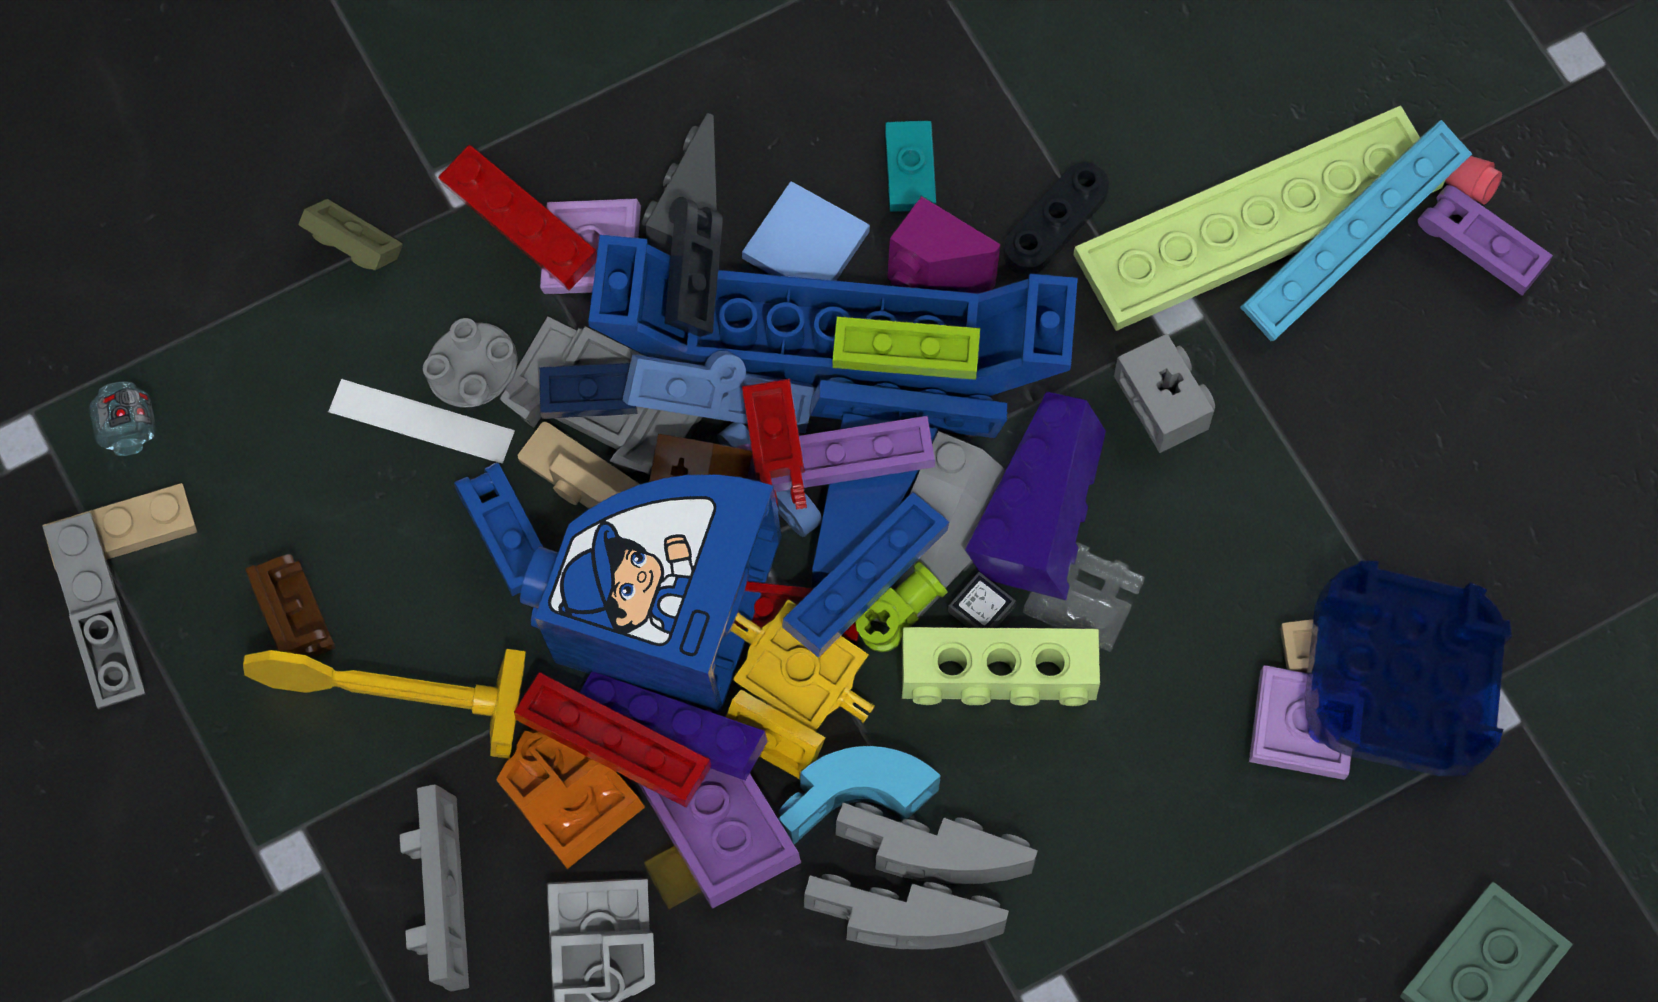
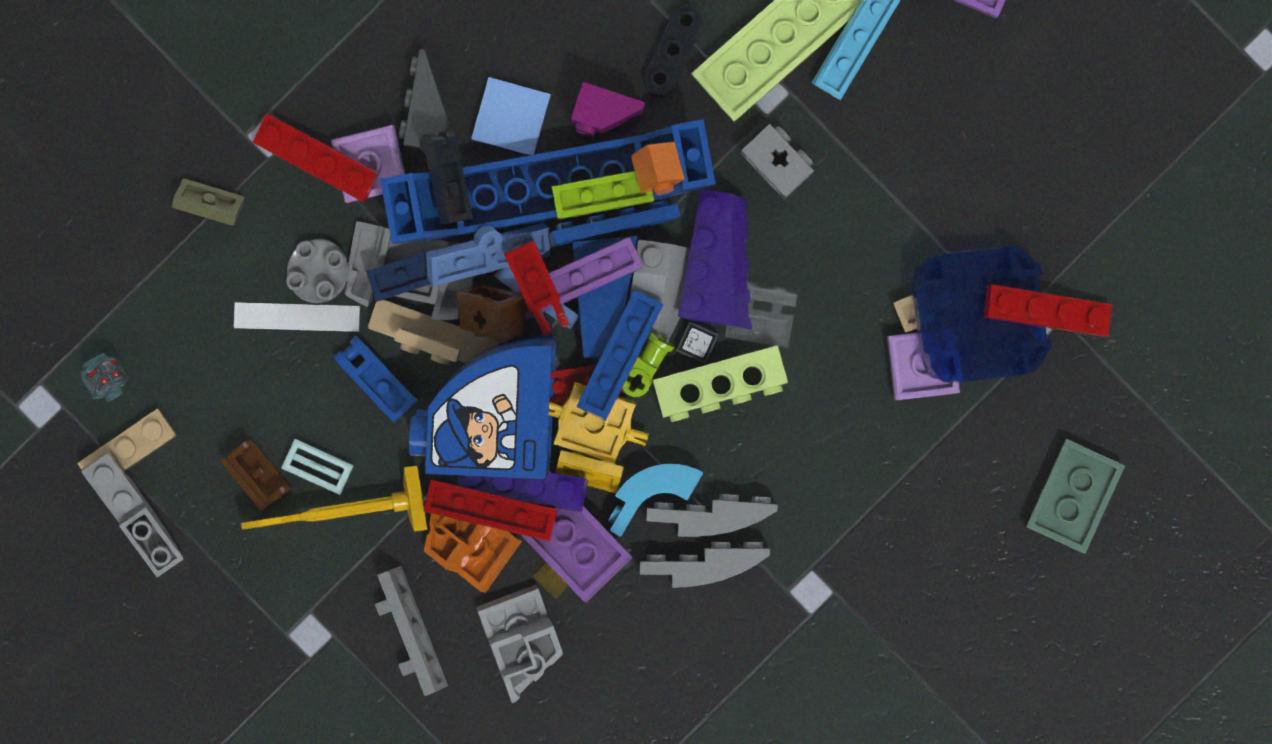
camera: 10 degrees left, 20 degrees up
(411, 652) = (341, 477): none -> light aqua tile
(909, 164) = (565, 40): teal plate -> none
(994, 323) = (658, 168): none -> orange brick
(1506, 692) = (1047, 310): none -> red plate

